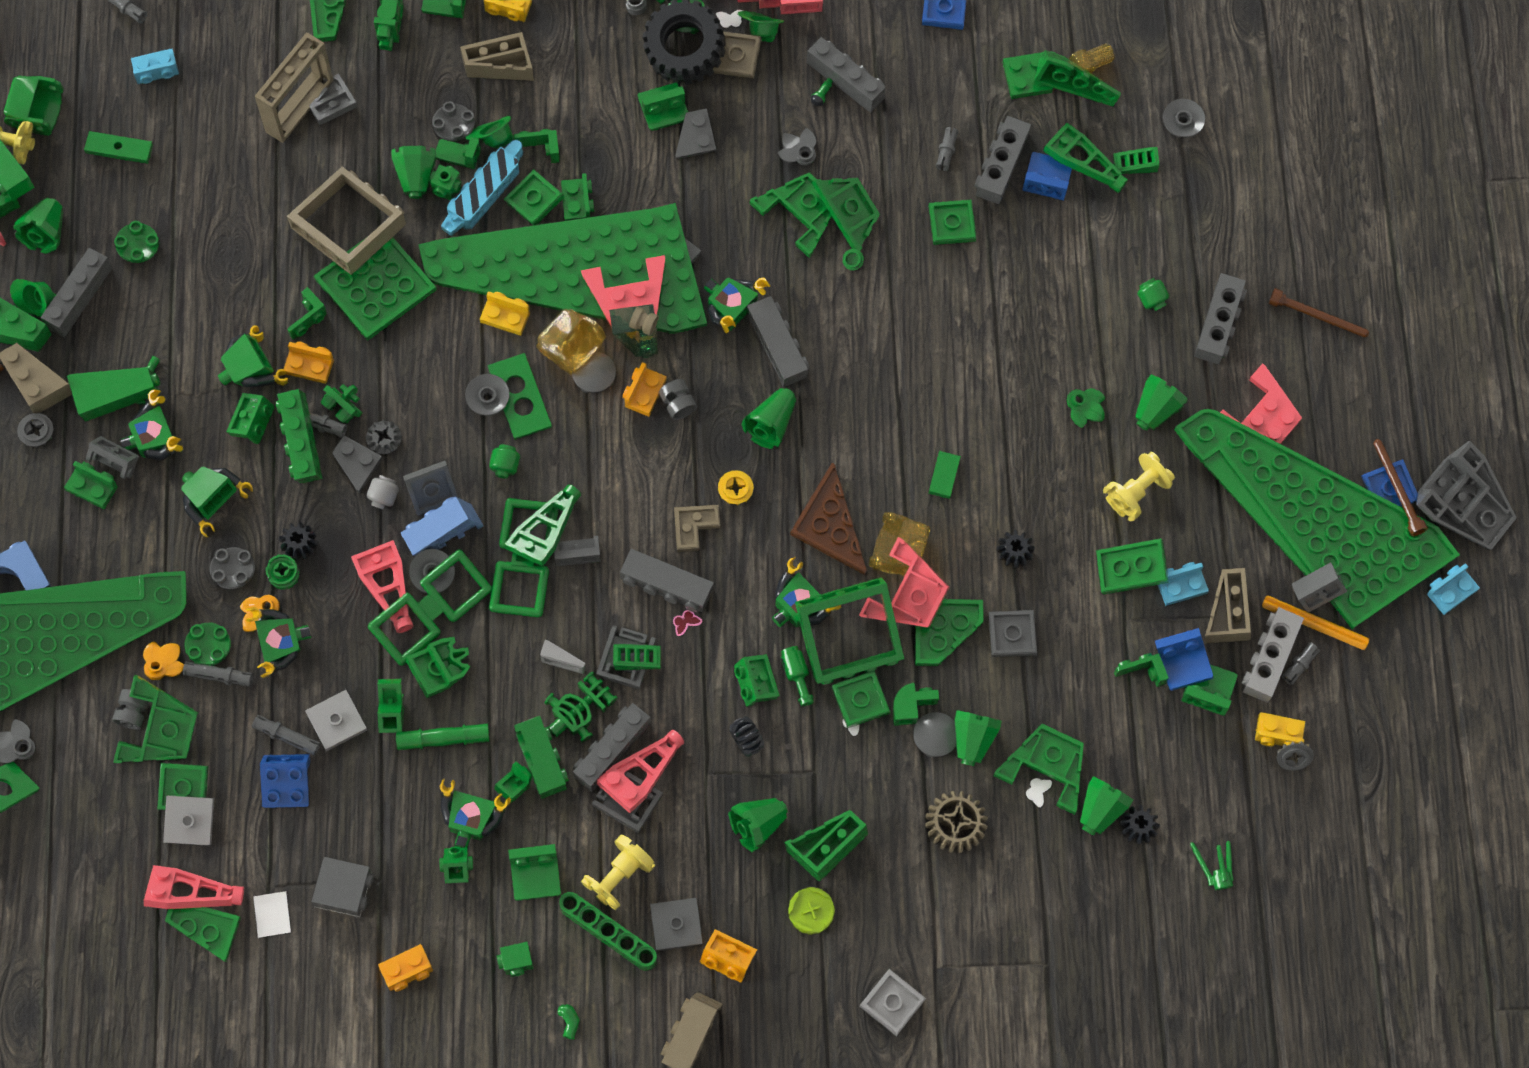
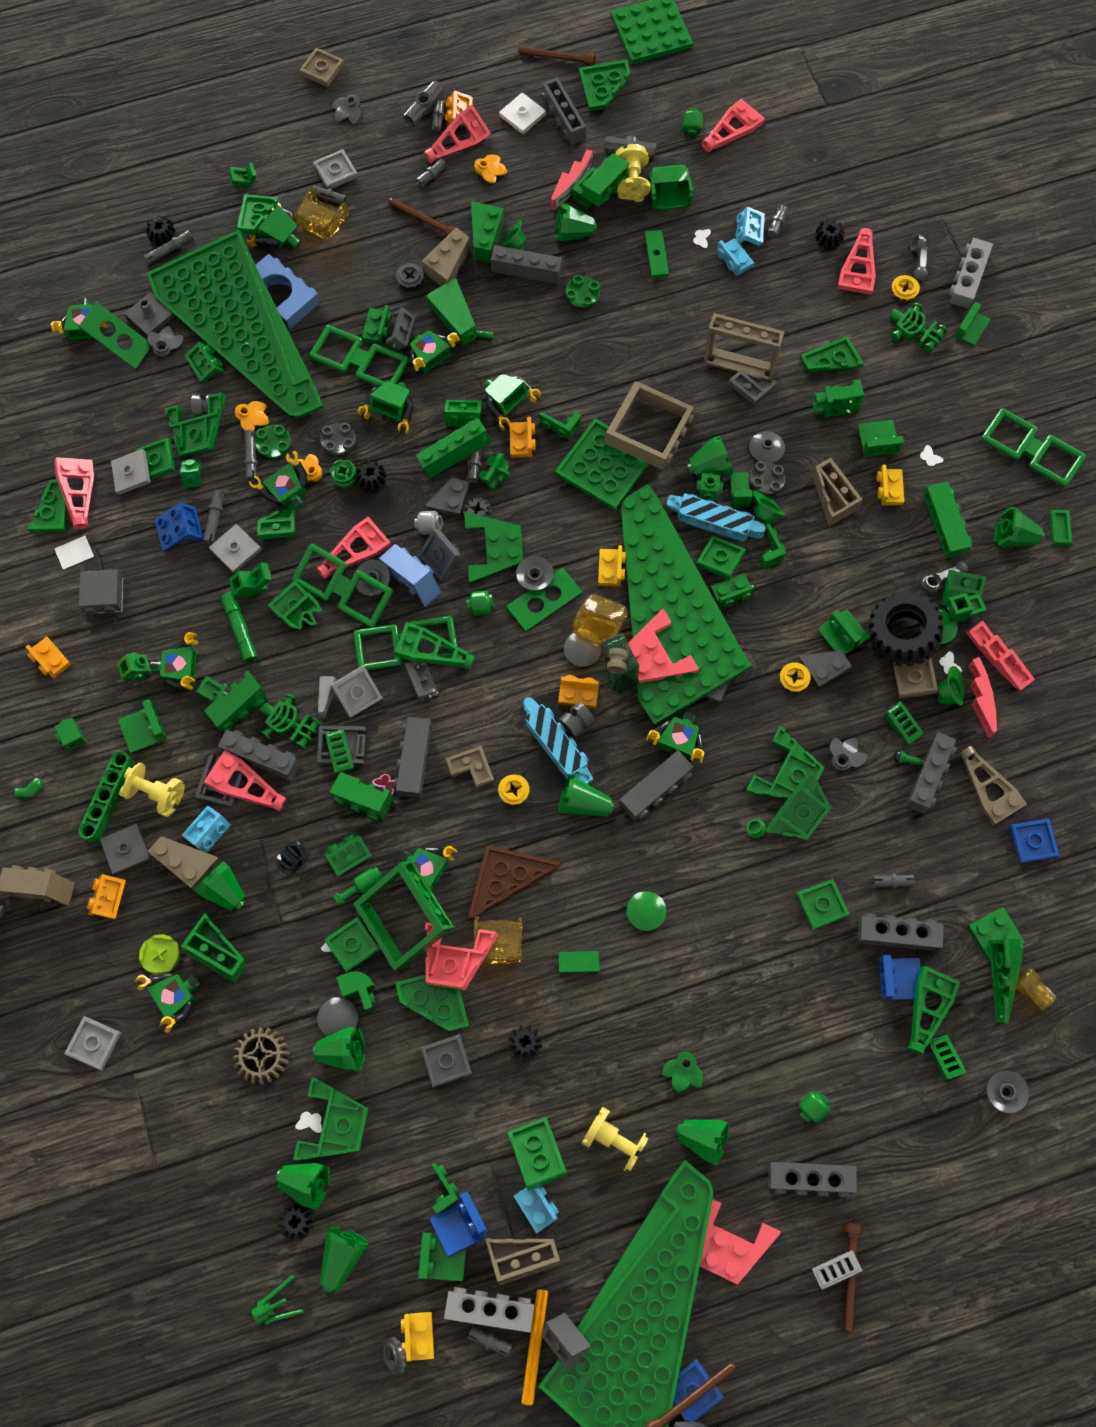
camera: 80 degrees right, 0 degrees up
(65, 701) = (204, 362): none -> green bracket
(113, 96) = (700, 237): none -> white sticker
(122, 37) = (750, 226): none -> medium azure bracket
(127, 518) = (357, 357): none -> green bar
(216, 748) = (190, 473): none -> green bracket
(323, 662) = (277, 524): none -> green wing
(413, 119) = (764, 453): none -> dark grey dish
(437, 420) = (502, 545): none -> green wing
(568, 621) = (356, 691): none -> light grey plate
(680, 827) = (206, 829): none -> medium azure bracket
(695, 429) = (555, 741): none -> medium azure hinge
(696, 161) = (802, 673): none -> yellow gear
(697, 646) = (361, 797): none -> green wedge
(715, 857) = (184, 861): none -> dark tan wedge
(777, 91) = (904, 713): none -> green slope
(865, 902) = (171, 995): none -> torso
(898, 18) = (1002, 807): none -> dark tan plate
(909, 393) = (646, 911): none -> green dish
(1187, 785) = (340, 1257): none -> green cone
(1302, 323) = (820, 1278): none -> light grey slope

